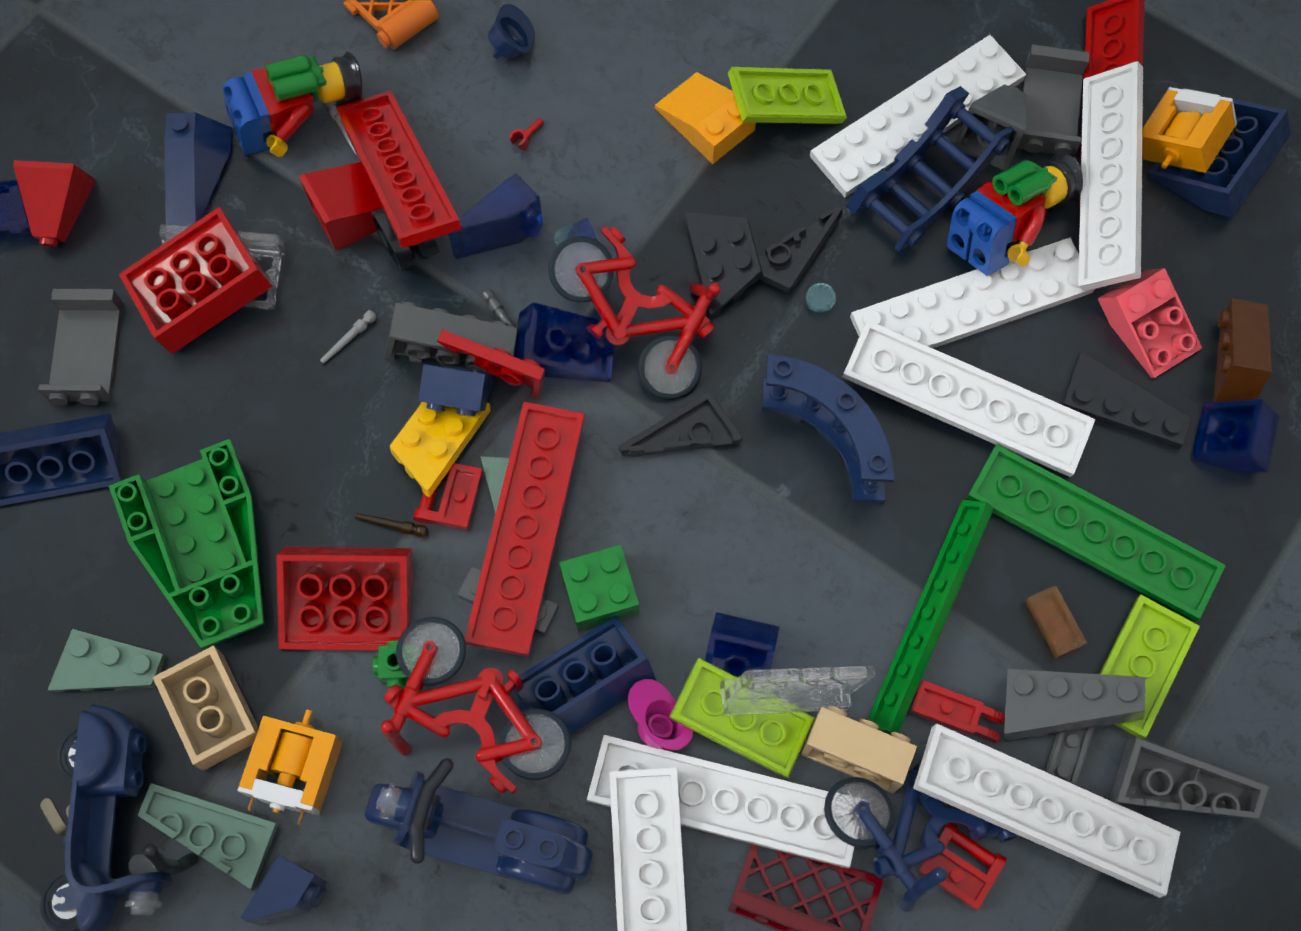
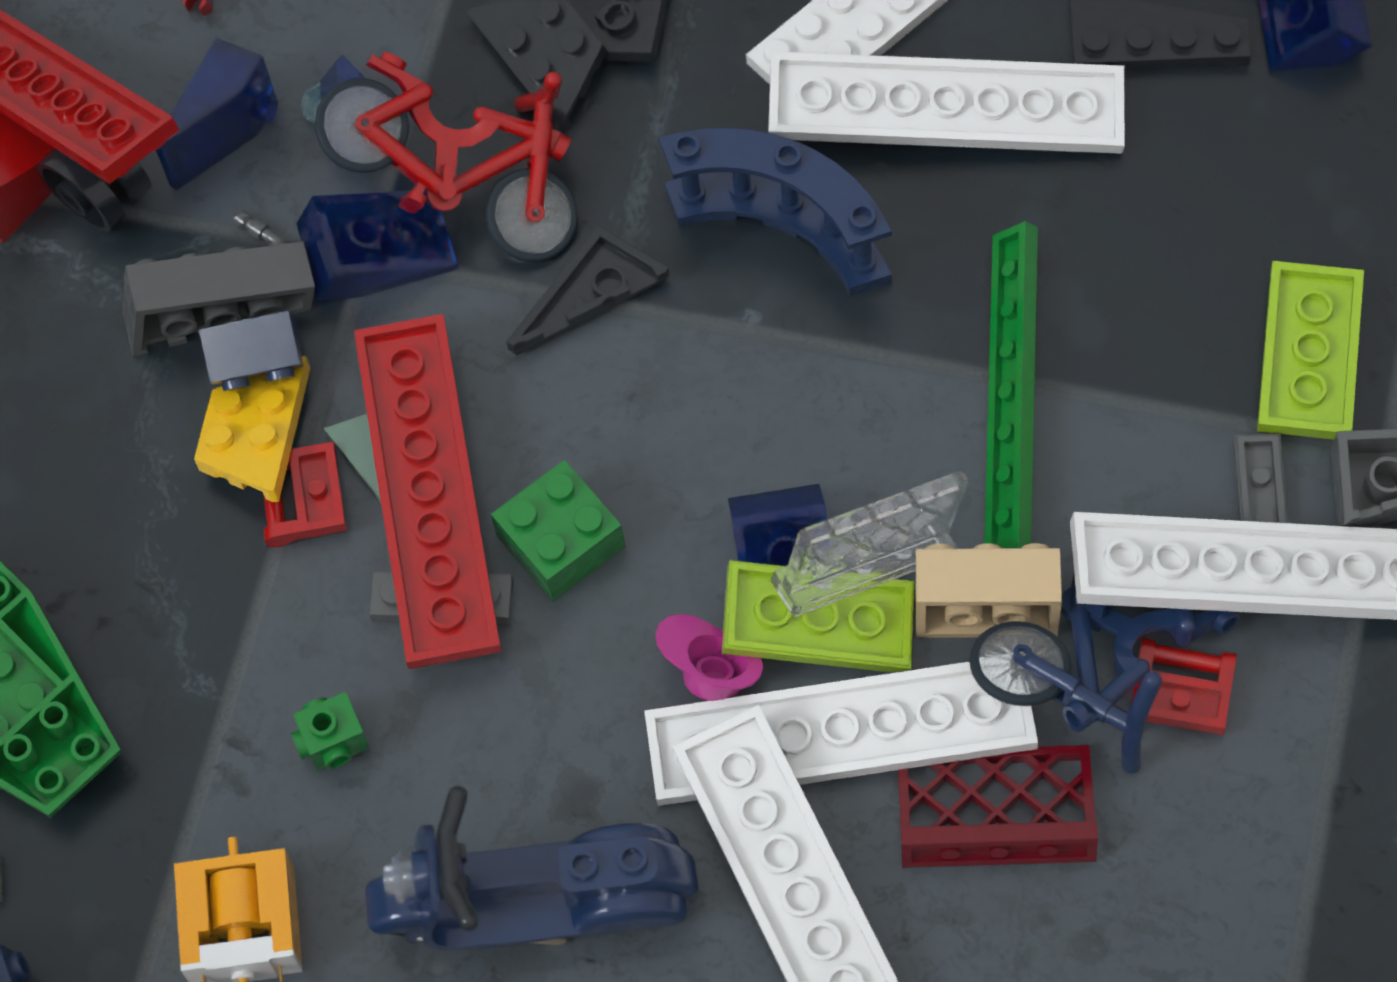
camera: 15 degrees left, 5 degrees down
(207, 708) = (92, 888): tan brick -> none
(343, 597) = (215, 679): red slope -> none
(358, 327) = (80, 328): light grey piece -> none
(406, 527) = (261, 560): dark brown piece -> none
(432, 652) = (374, 688): piece -> none
(498, 362) = (300, 292): red wing -> none
(585, 676) = (583, 657): dark blue slope -> none
(821, 297) = (697, 51): clear light blue plate -> none
(955, 711) = (1061, 496): red hinge -> none
(1055, 621) = (1177, 338): clear orange plate -> none
(1068, 701) = (1233, 424): dark grey wedge -> none
(1097, 533) = (1184, 207): green plate -> none

